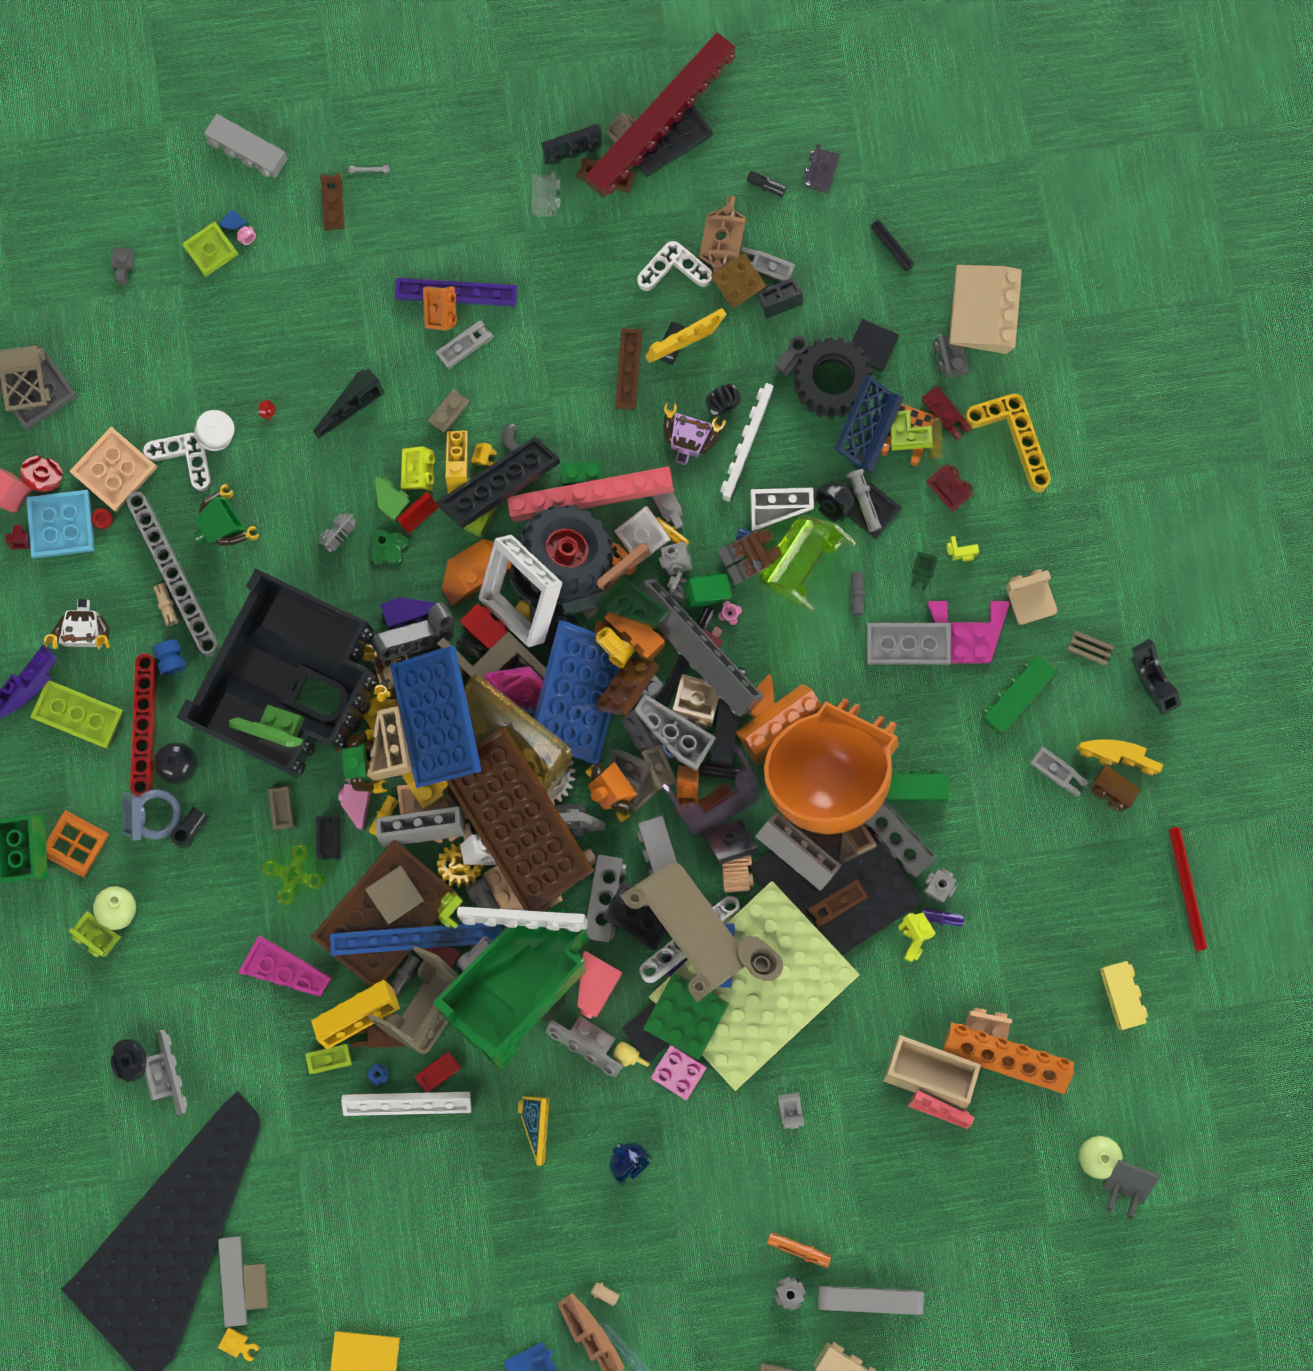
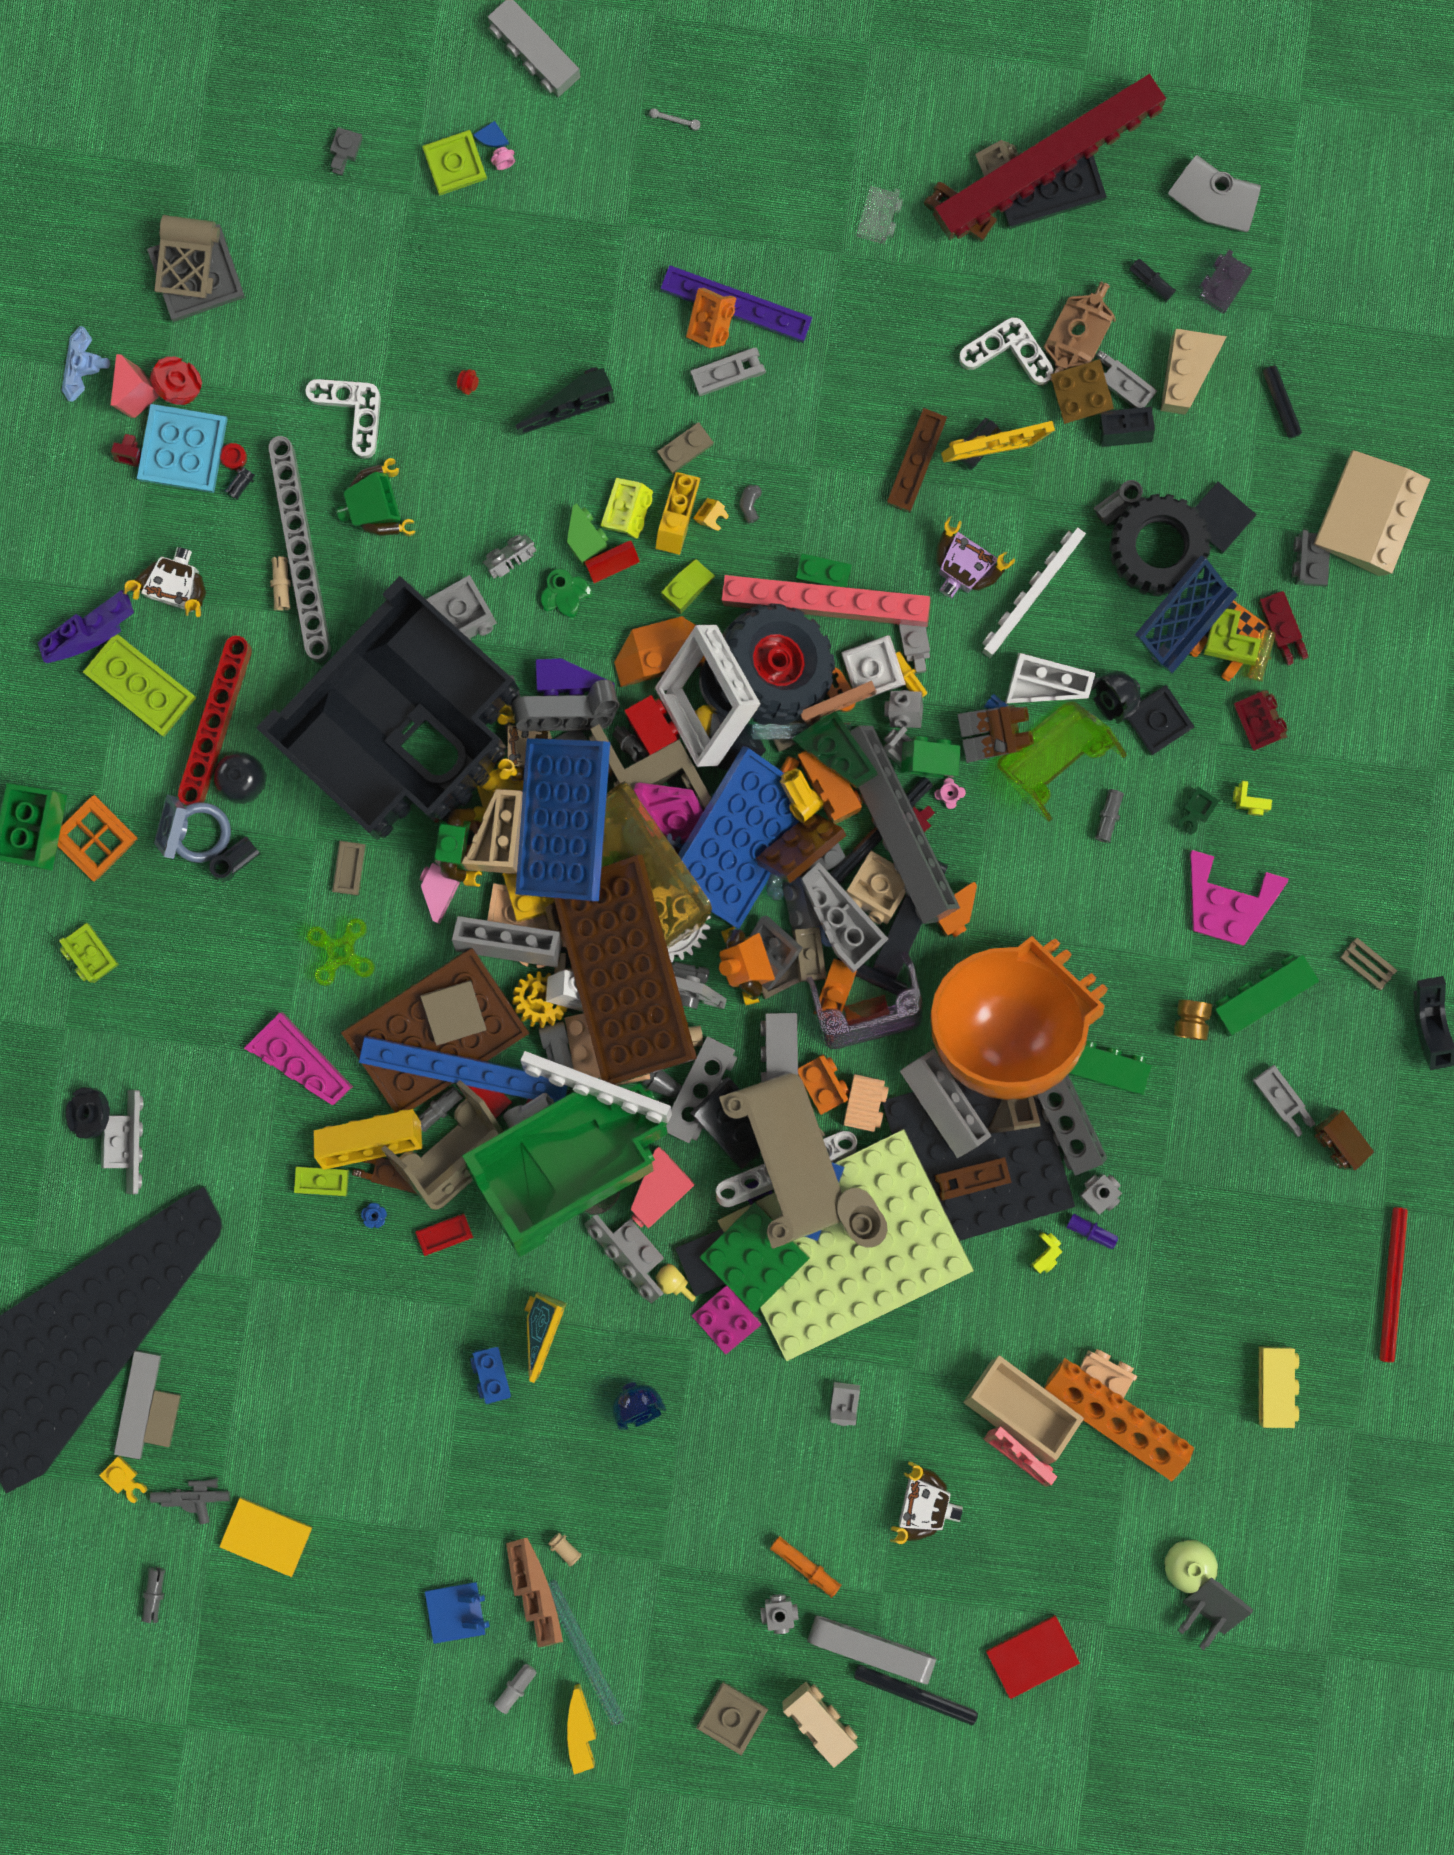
camera: 15 degrees right, 5 degrees up
(112, 537) = (239, 482): none -> black pin
(113, 469) = (263, 400): light nougat plate -> none
(114, 907) = (120, 928): yellowish green cylinder -> none
(169, 657) = (267, 649): blue wheel -> none
(214, 430) = (397, 388): white head -> none
(274, 726) = (369, 772): bright green plate -> none
(298, 1345) = (194, 1500): none -> dark grey piece
(314, 580) = (464, 608): none -> light grey plate
(328, 838) = (394, 921): black hinge -> none
(332, 202) = (619, 147): reddish brown plate -> none
(385, 811) = (470, 910): yellow axle -> none
(406, 1103) = (397, 1260): white plate -> none
(449, 905) = (515, 1044): lime bracket -> none
(498, 482) = (719, 554): black plate -> none
(507, 1172) = (491, 1373): none -> blue bracket
(571, 144) = (930, 162): black plate -> none
(574, 902) = (663, 1084): none -> dark grey cone
(615, 724) = (774, 887): none -> clear light blue arm
(699, 865) = (822, 1084): none -> orange bracket
(723, 399) = (1020, 532): black gear -> none
(729, 842) = (867, 1068): black plate -> none
(761, 731) = (949, 946): orange slope -> none
(782, 111) = (1226, 208): none -> light grey panel
(812, 239) = (1187, 367): none -> tan wedge
(861, 491) = (1152, 696): light grey pin -> none
(878, 1172) = (924, 1506): none -> torso
(908, 643) = (1152, 894): light grey tile -> none
(918, 926) = (1060, 1234): neon yellow bracket -> none
(919, 1326) = (915, 1695): none -> black axle
(969, 730) = (1192, 1020): none -> pearl gold wheel
(999, 1267) = (1032, 1657): none -> red tile
(1018, 434) = (1362, 679): yellow beam -> none
(1031, 597) = (1317, 882): tan bracket -> none
(1112, 751) = (1355, 1095): yellow slope -> none

